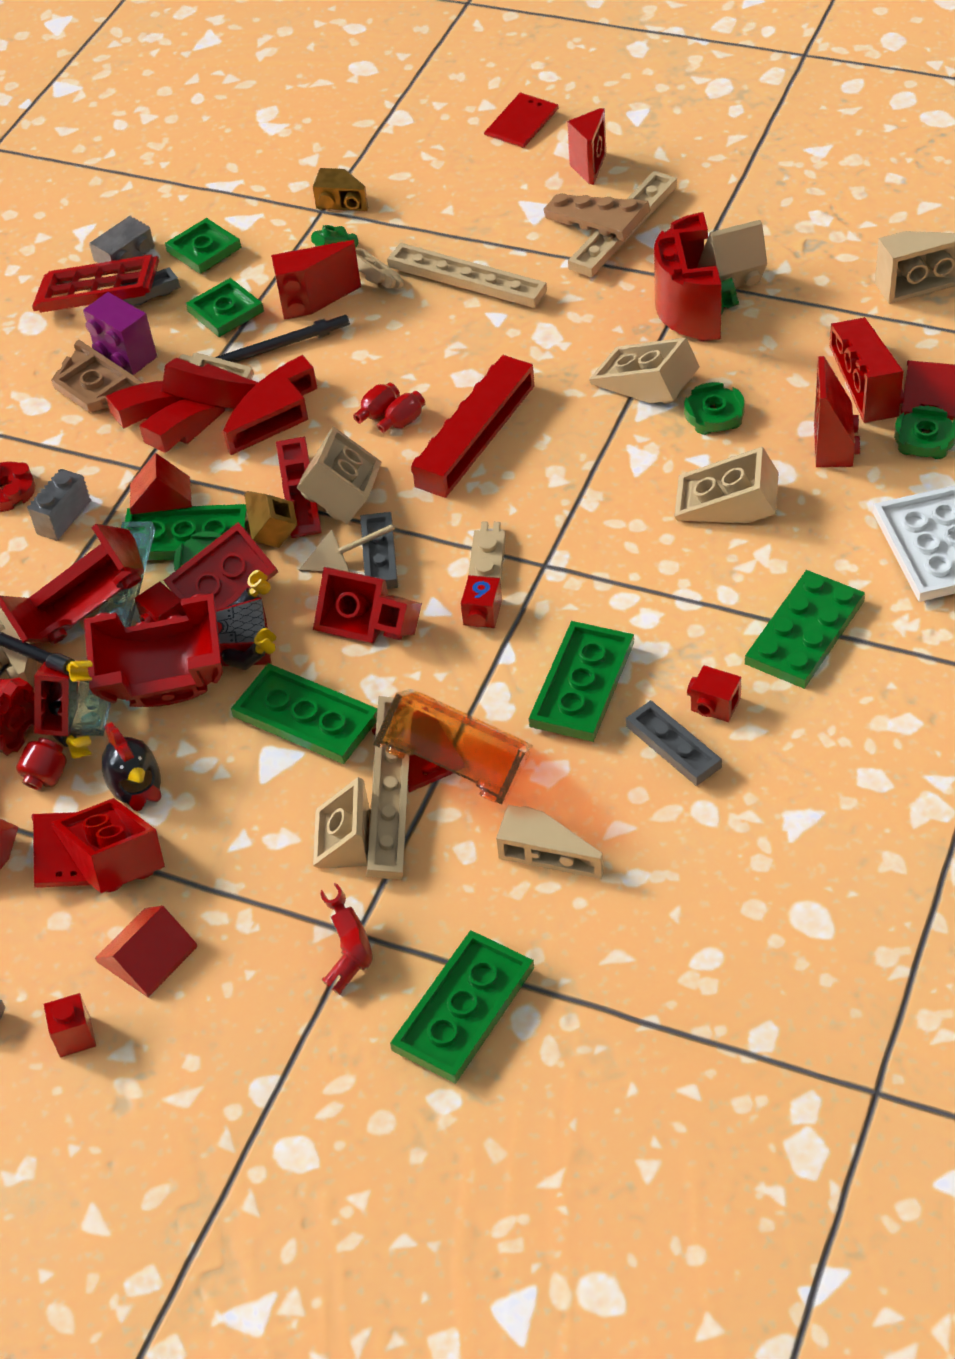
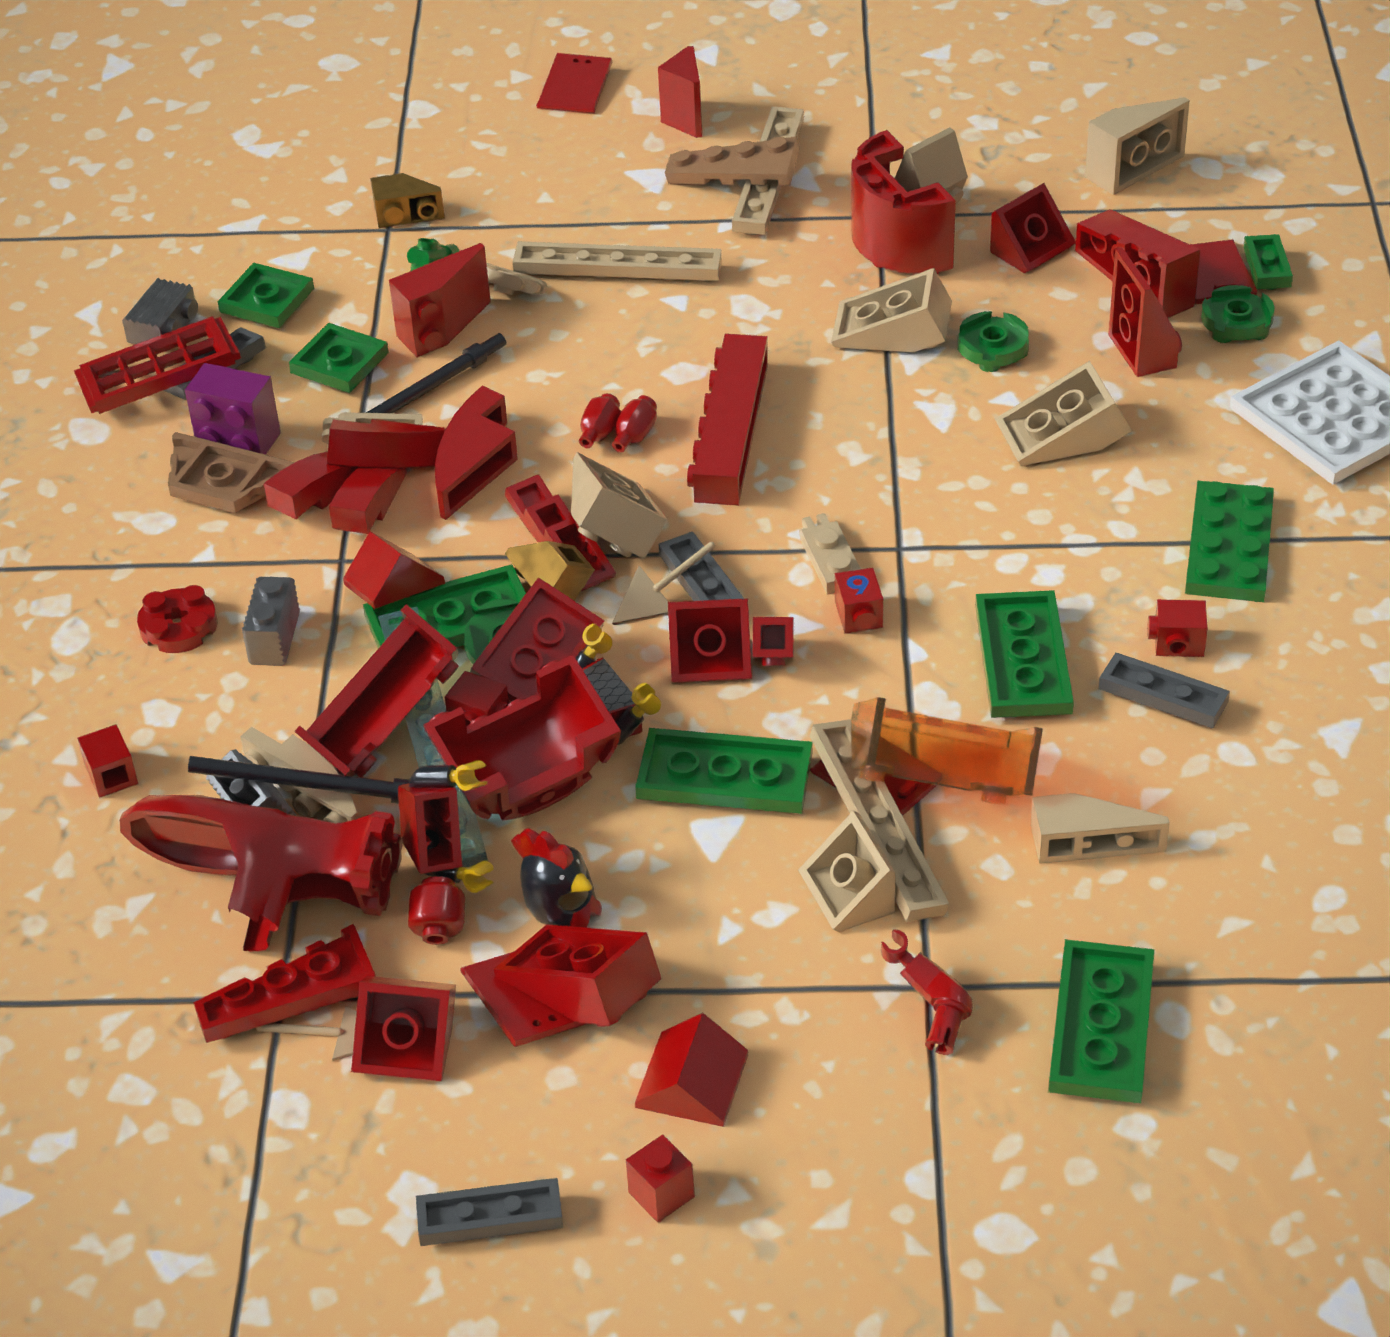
camera: 25 degrees left, 5 degrees down
(794, 320) = (1029, 230): none -> red slope

